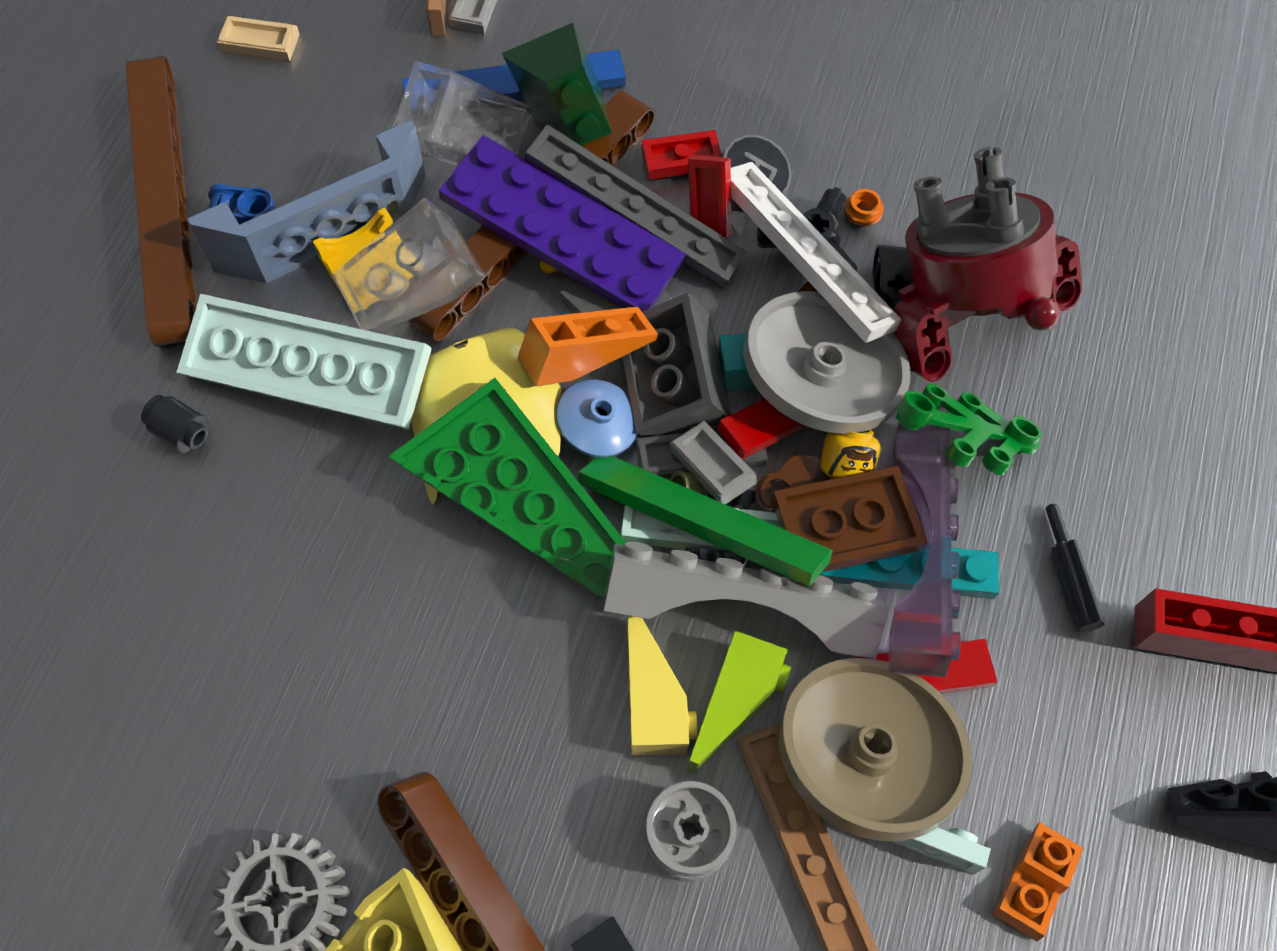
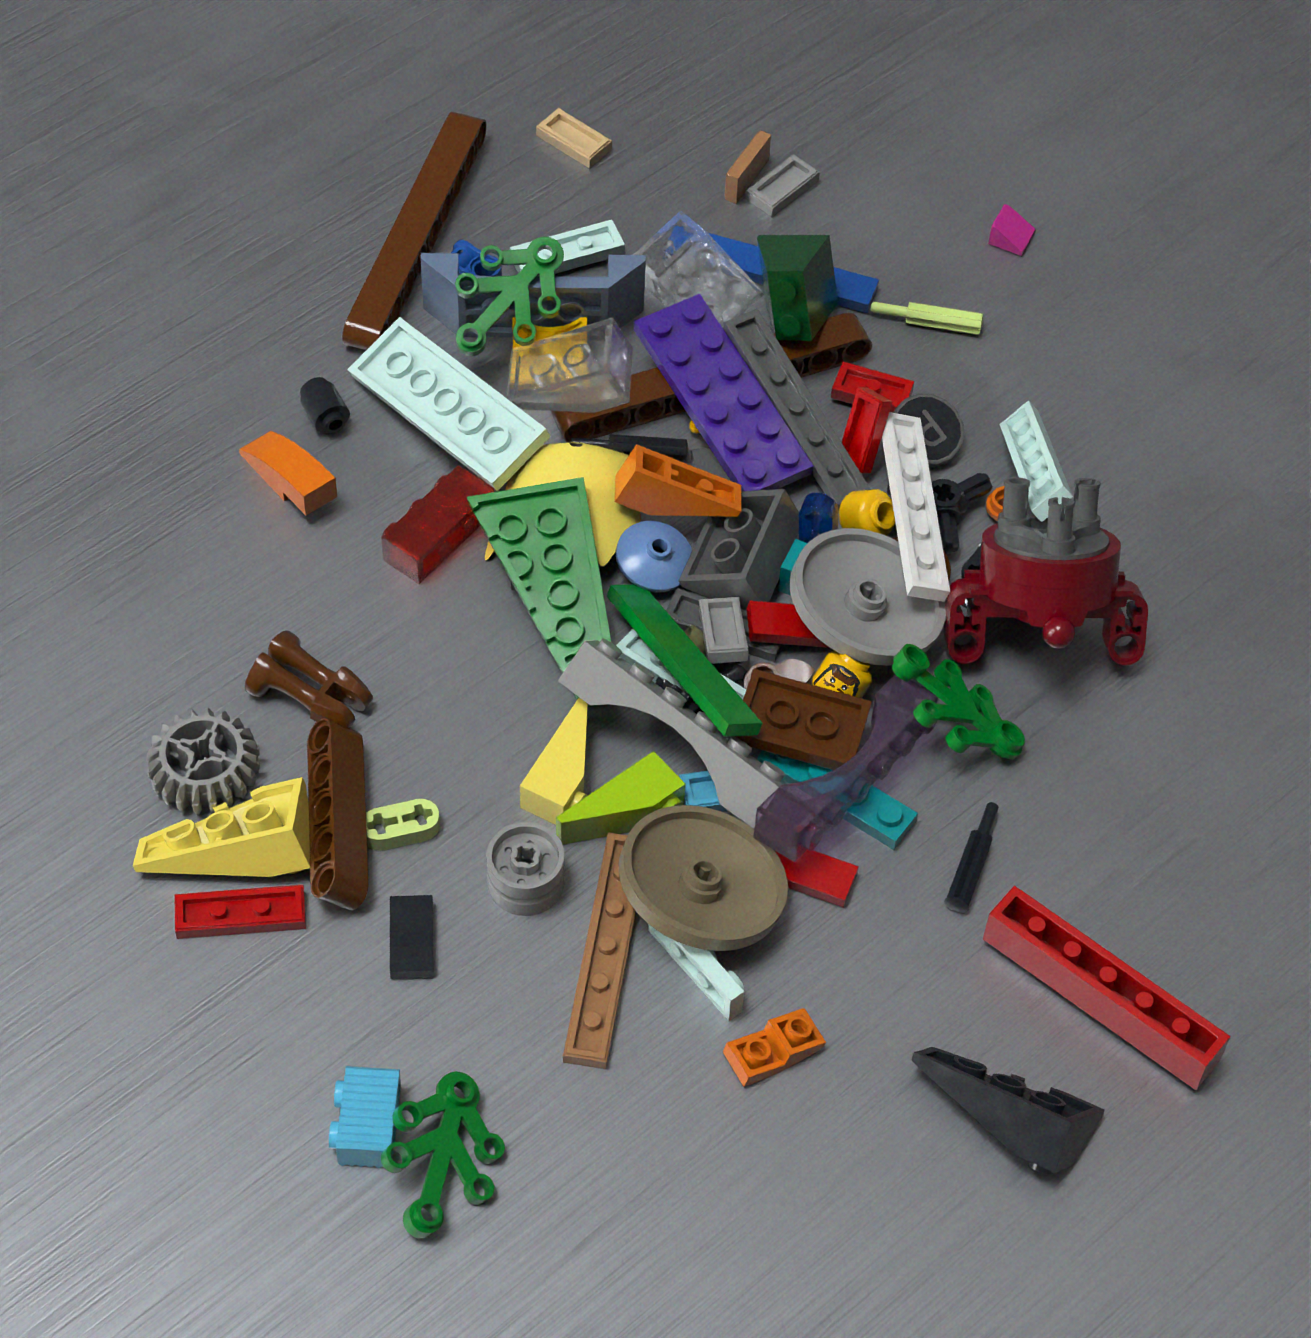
camera: 30 degrees right, 10 degrees down
(181, 512) = (291, 471): none -> orange slope
(297, 722) = (326, 703): none -> reddish brown piece
(305, 214) = (513, 290): none -> green plant
(320, 150) = (584, 245): none -> light aqua plate
(364, 494) = (433, 525): none -> clear red brick
(506, 314) = (625, 444): none -> black axle
(537, 857) = (401, 824): none -> yellowish green beam
(686, 62) = (934, 316): none -> yellowish green axle
(729, 307) = (810, 522): none -> clear blue beam
(762, 277) = (867, 511): none -> yellow head
(796, 638) = (701, 790): none -> medium azure tile
(893, 153) = (1035, 458): none -> light aqua plate

